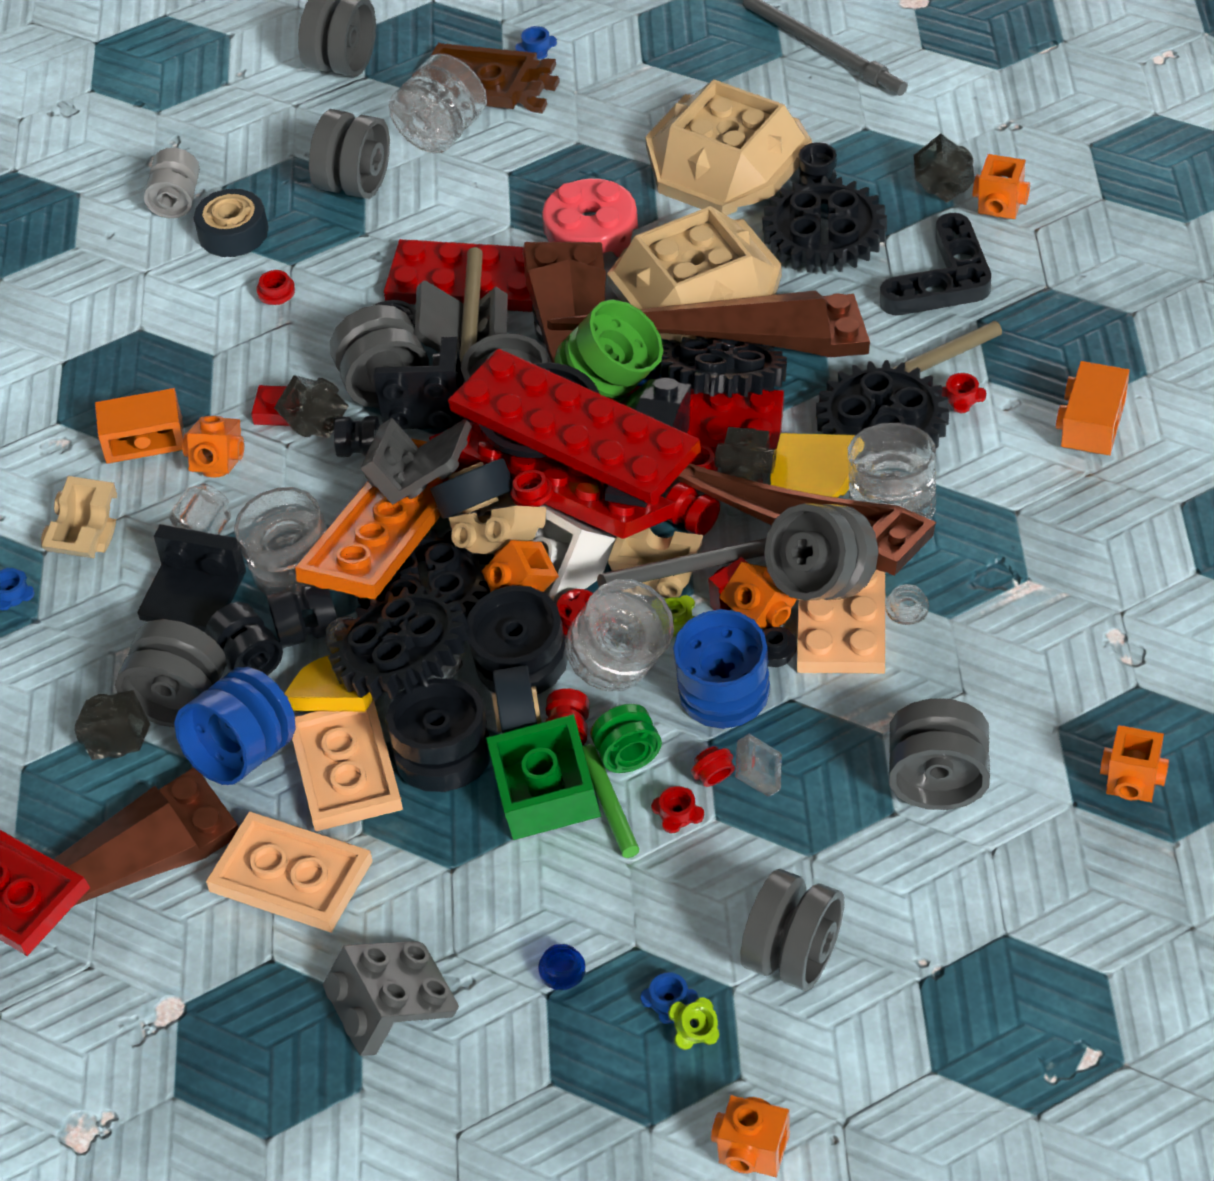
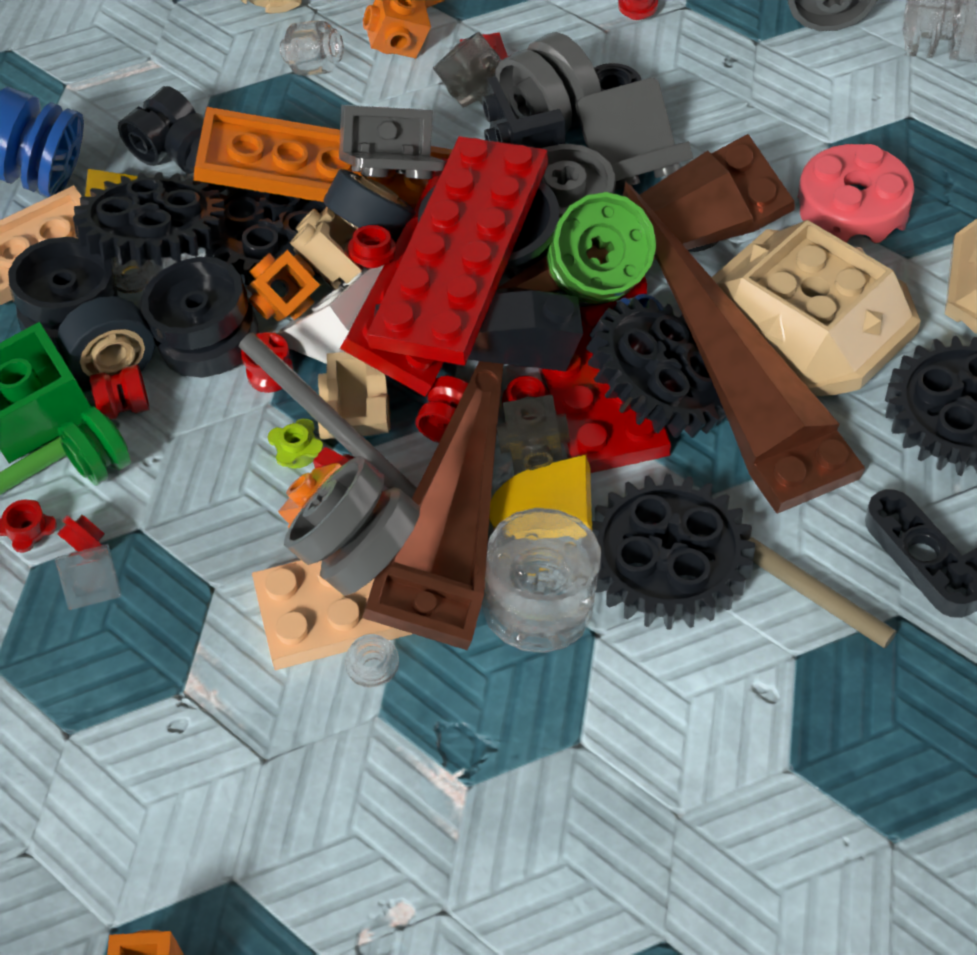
camera: 70 degrees right, 5 degrees up
(112, 725) = (37, 71): clear smoke brick -> none
(170, 668) = (91, 80): dark grey wheel -> none
(194, 578) = (228, 75): black bracket -> none
(276, 535) = (276, 87): clear wheel -> none
(354, 435) = (453, 116): black wheel -> none
(445, 267) = (724, 106): red plate -> none
(471, 300) = (673, 135): dark tan bar -> none
(631, 618) = (208, 389): clear wheel -> none
(722, 668) = (195, 496): blue wheel -> none
(780, 645) = (266, 556): black plate -> none
(939, 754) = (103, 743): dark grey wheel -> none
(963, 392) = (752, 615): red plate -> none
(1093, 407) = (768, 781): orange brick -> none

